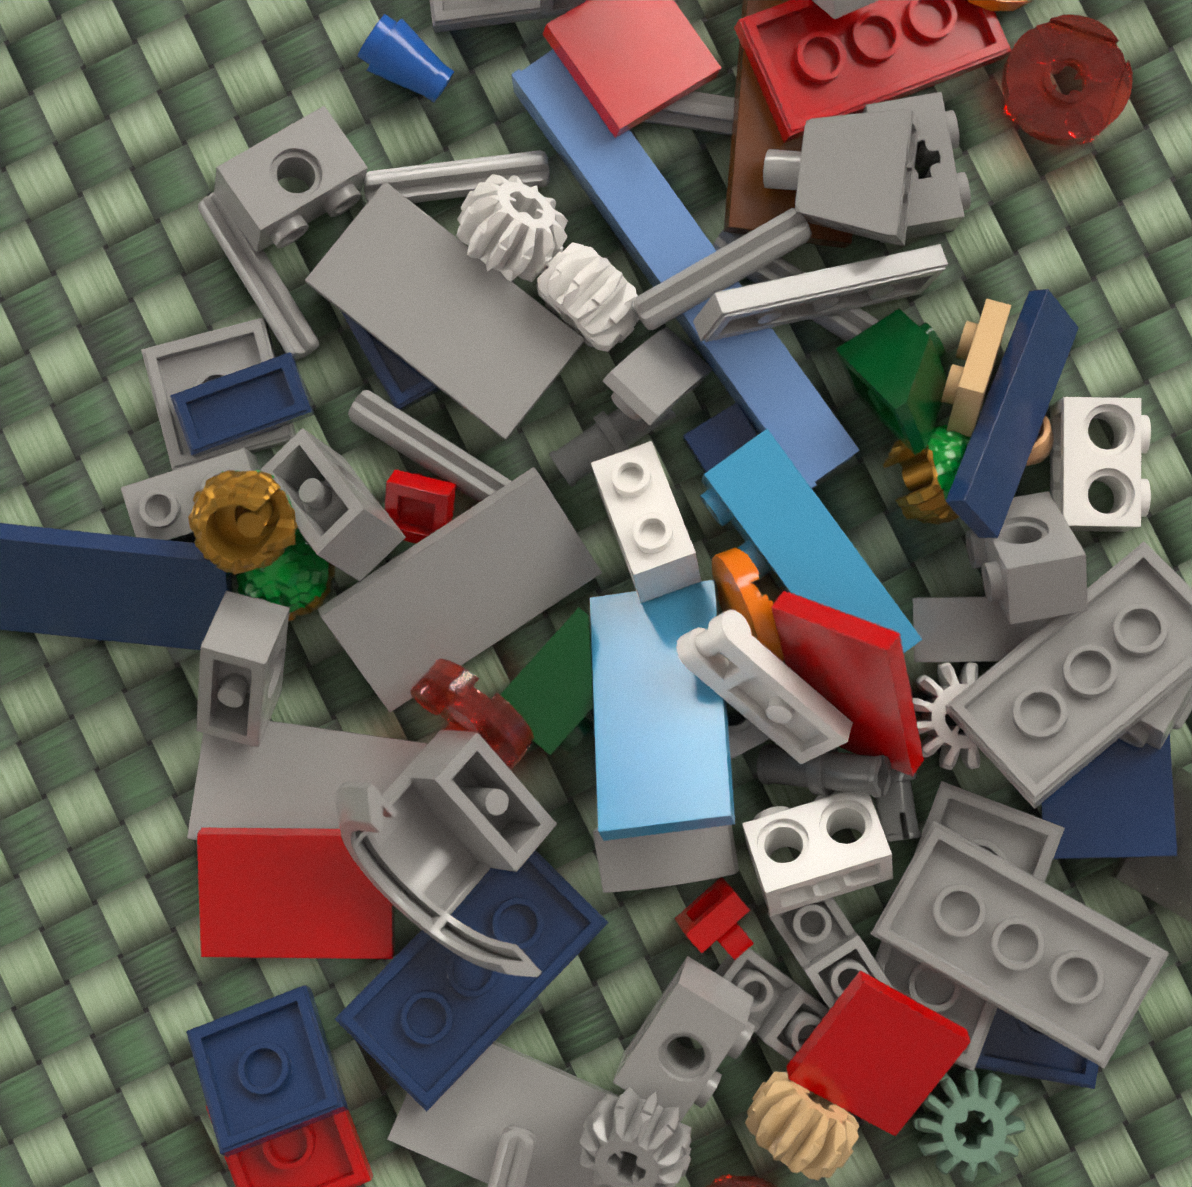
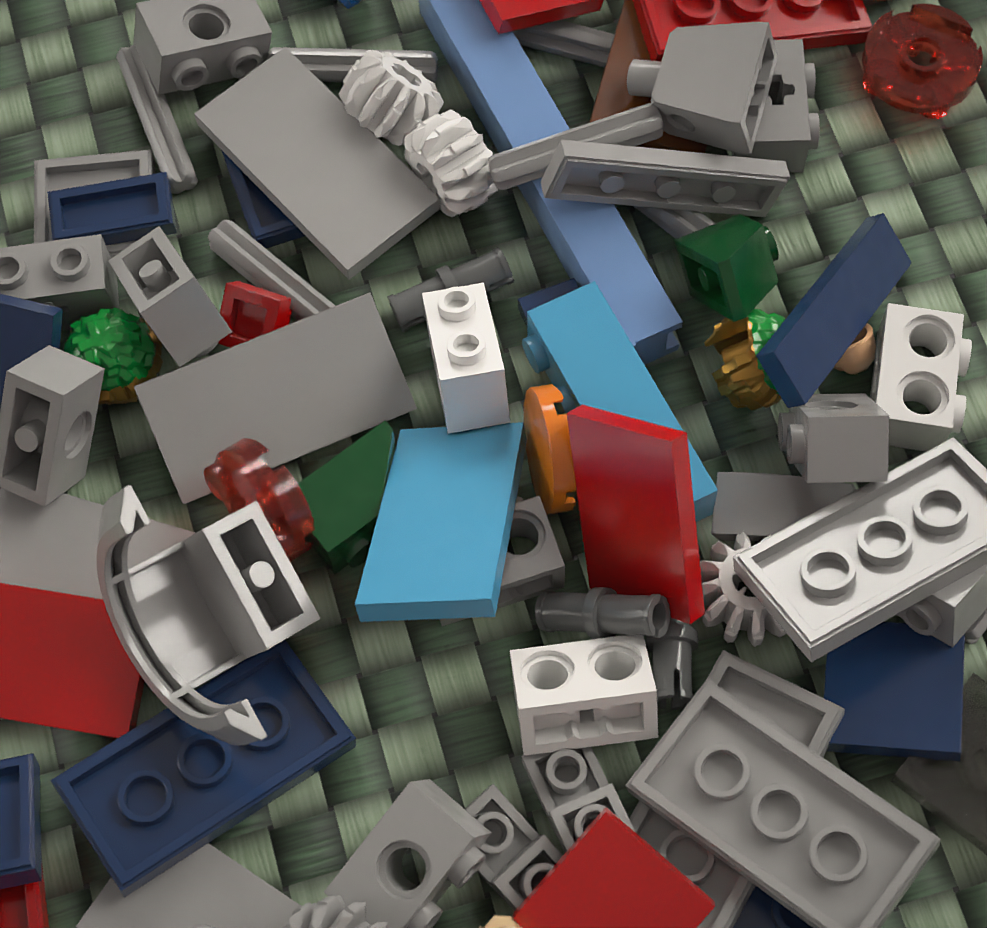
camera: 10 degrees right, 20 degrees down
(242, 520) = (78, 273): pearl gold piece -> none
(656, 377) = (497, 234): light grey slope -> none
(665, 858) = (428, 674): light grey slope -> none
(715, 918) = (467, 750): red tile -> none
(763, 687) = (550, 504): white plate -> none
(968, 384) = (803, 264): tan plate -> none

